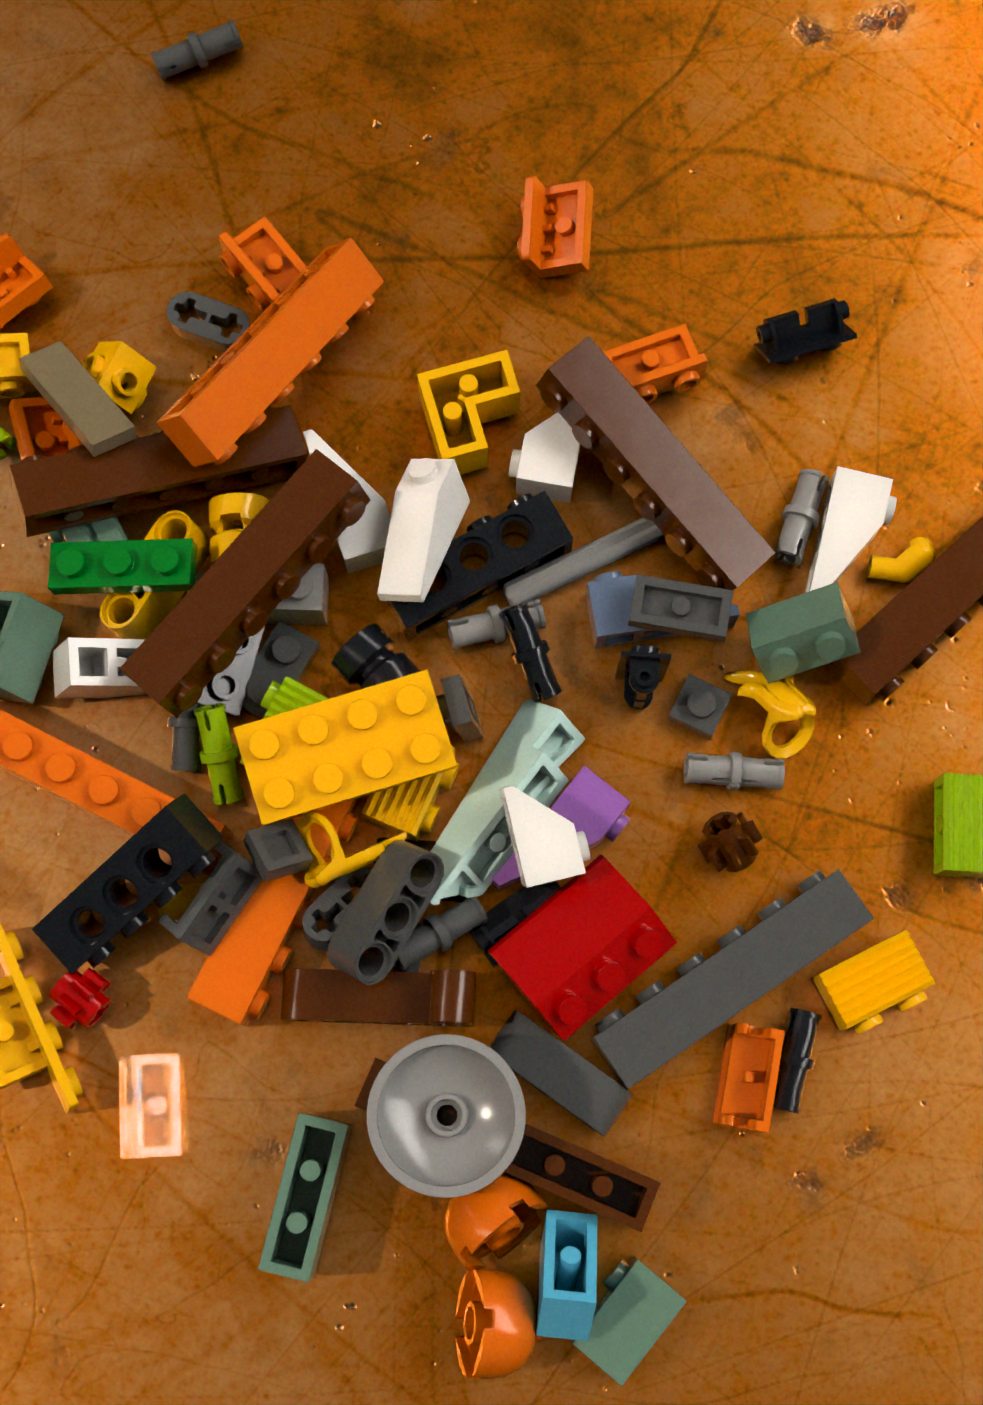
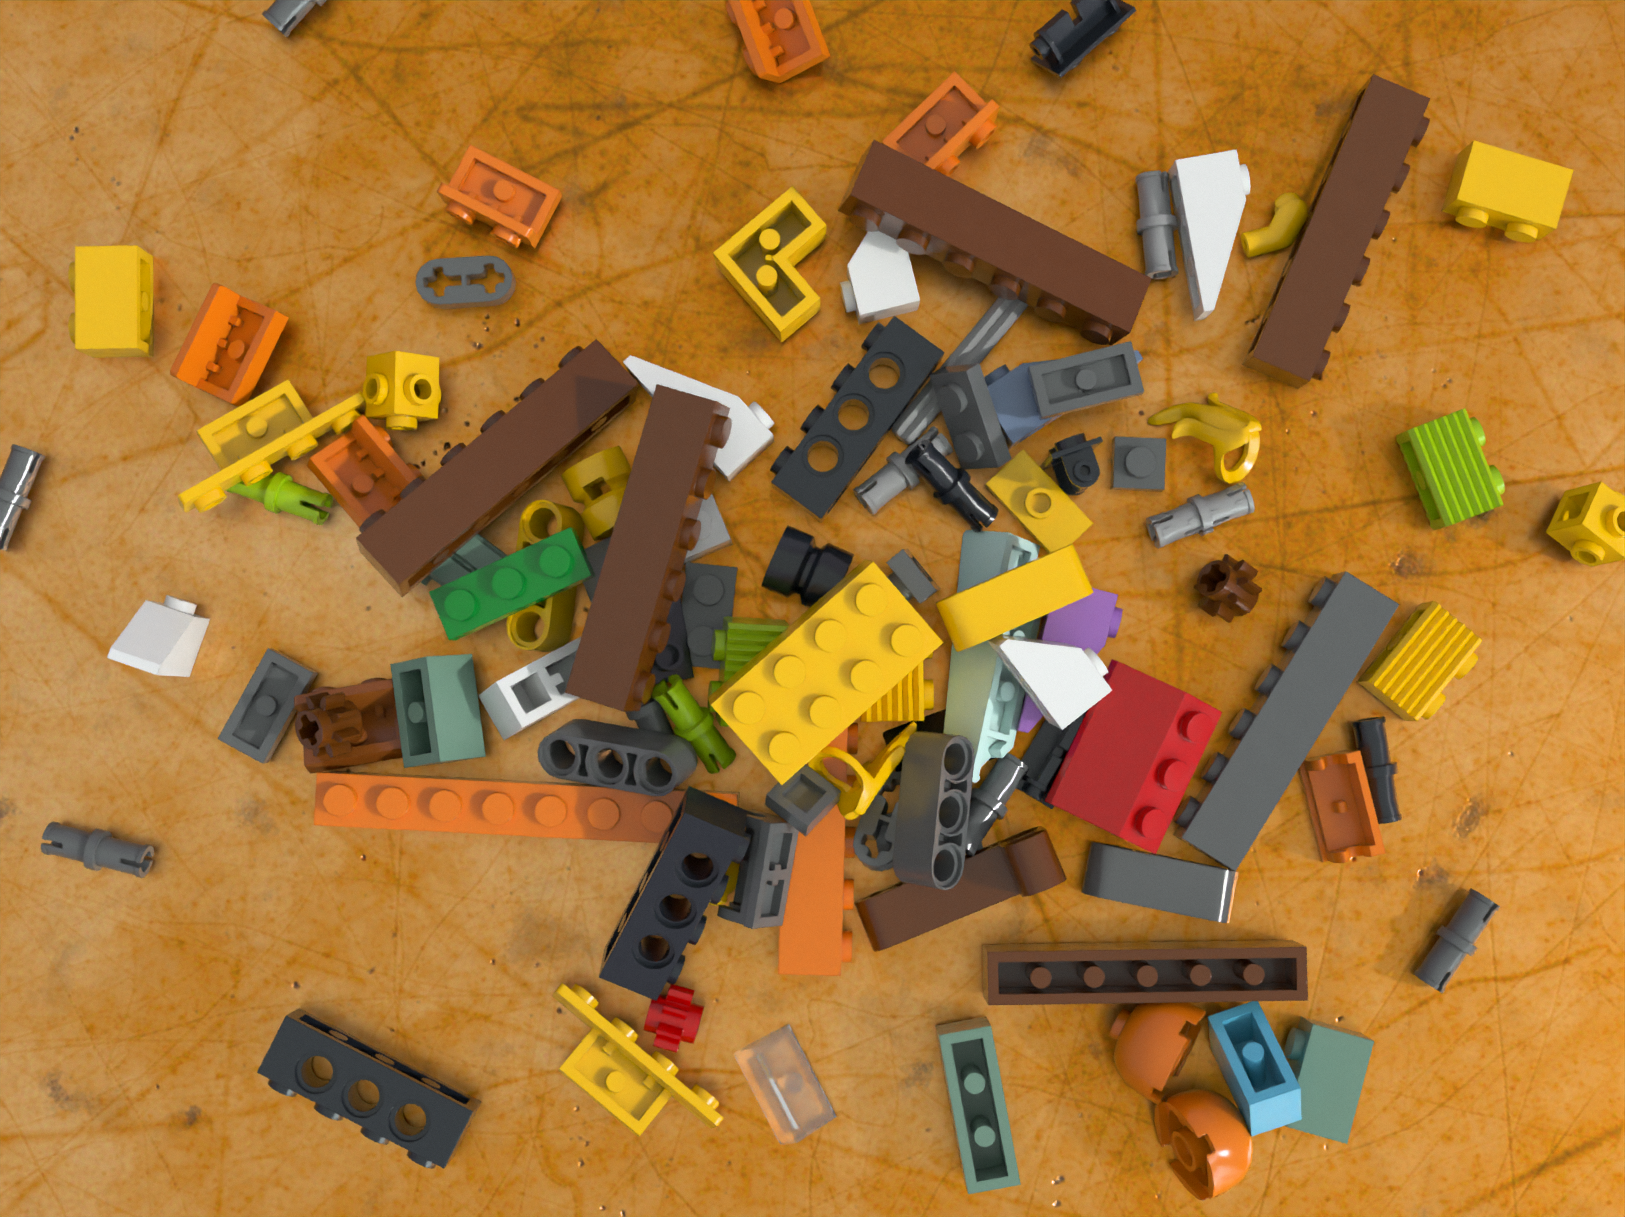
camera: 20 degrees left, 10 degrees up
(77, 398) = (383, 433): dark tan tile -> none
(120, 735) = (637, 748): none -> dark grey beam
(271, 354) = (557, 296): orange brick -> none
(405, 1122) = (1109, 1011): light grey dish -> none
(421, 528) = (791, 412): white slope -> none
(537, 759) = (1014, 598): none -> yellow beam
(571, 600) = (970, 416): none -> dark grey plate
(599, 703) = (1038, 503): none -> yellow plate
(802, 632) = (1213, 350): sand green brick -> none
(803, 1247) = (1456, 940): none -> dark grey pin

